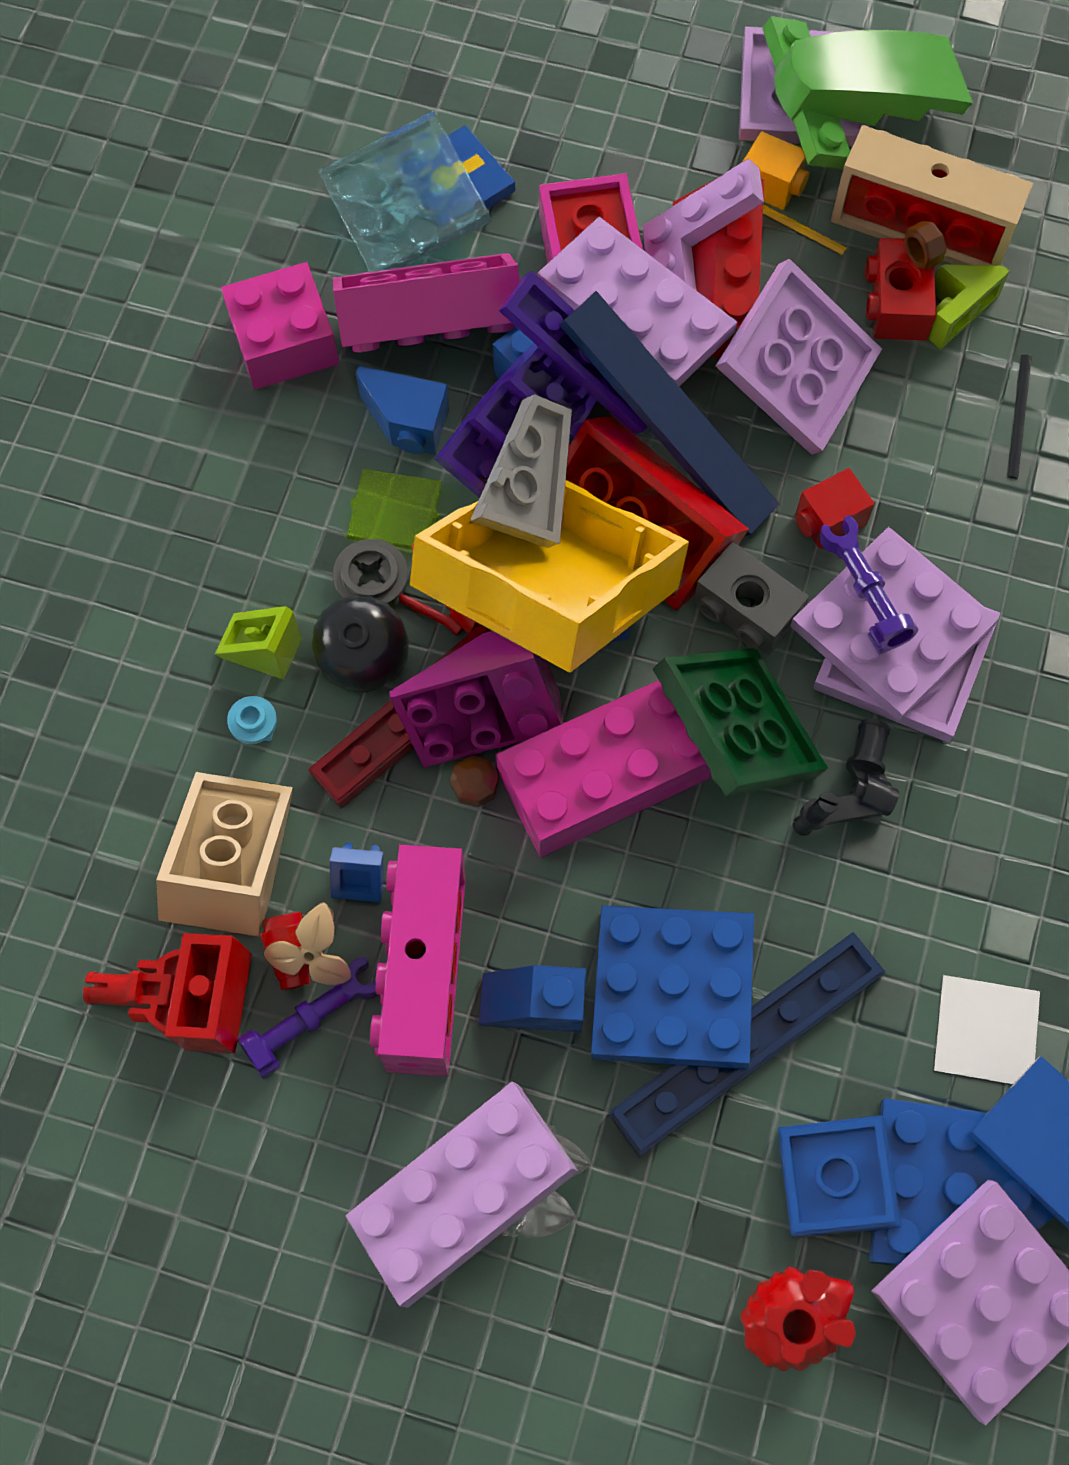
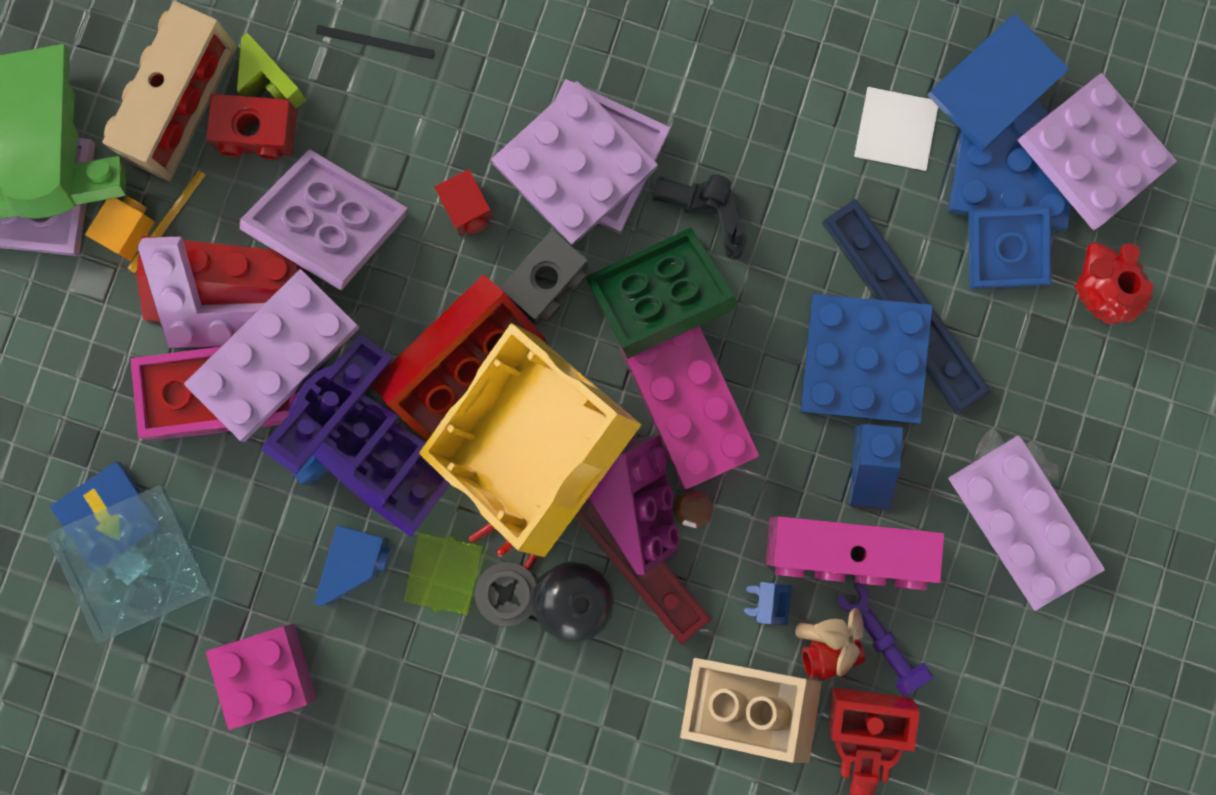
camera: 85 degrees left, 15 degrees up
(252, 720) = (641, 691): medium azure plate -> none
(262, 640) = (566, 689): lime slope -> none
(424, 301) = (250, 542): dark pink brick -> none
(529, 475) = (444, 453): light grey wing -> none
(668, 411) = (380, 335): dark blue tile -> none
(893, 628) = (552, 179): dark purple piece -> none
(925, 245) = (224, 100): reddish brown tile -> none

